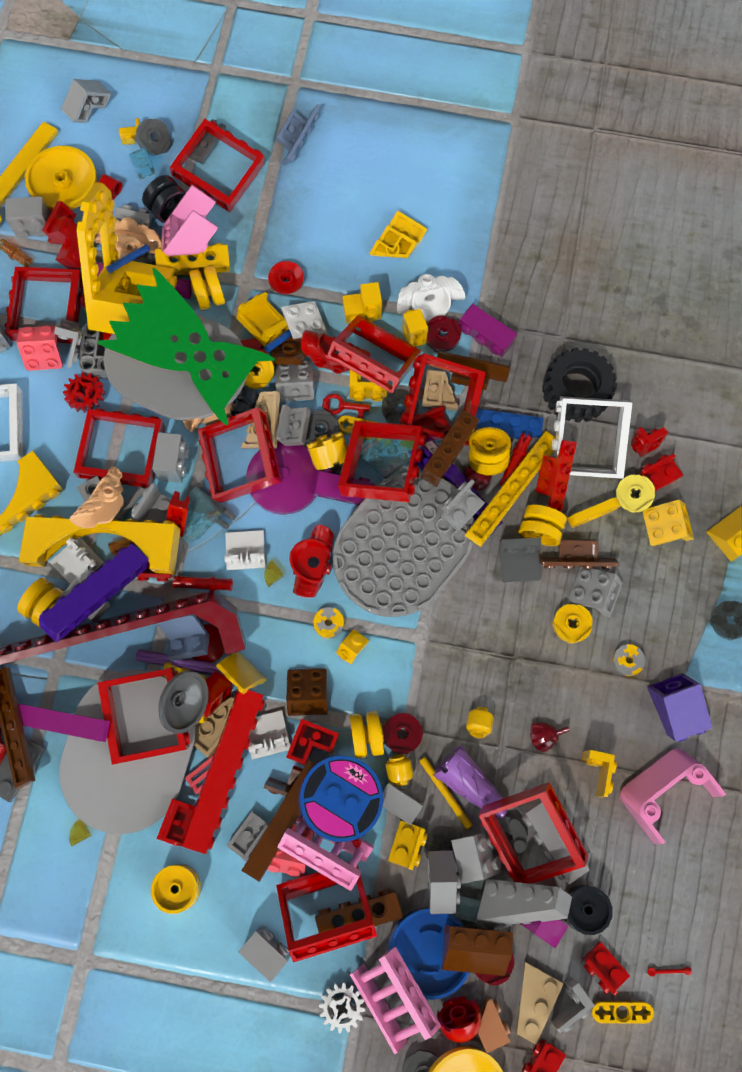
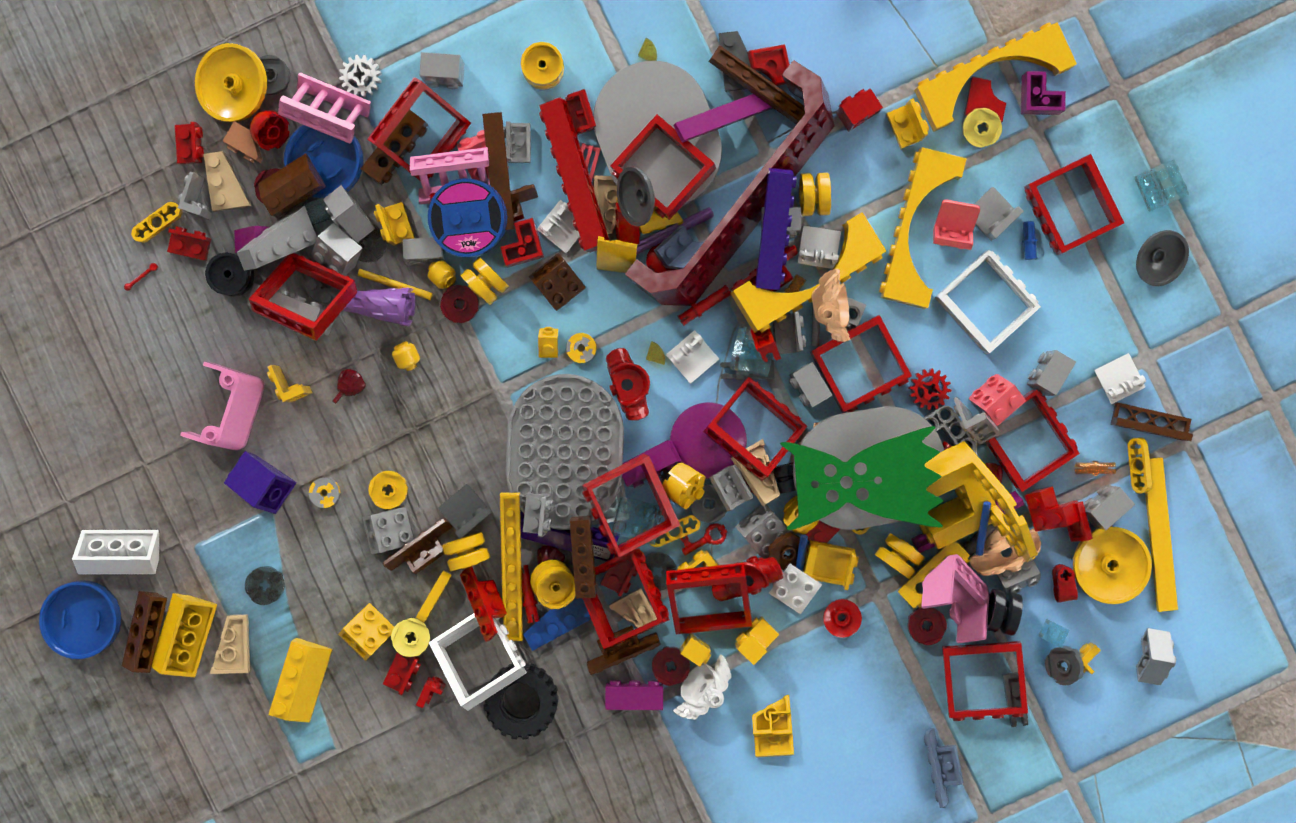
camera: 145 degrees right, 15 degrees up
(237, 227) = (921, 635): none -> dark red plate

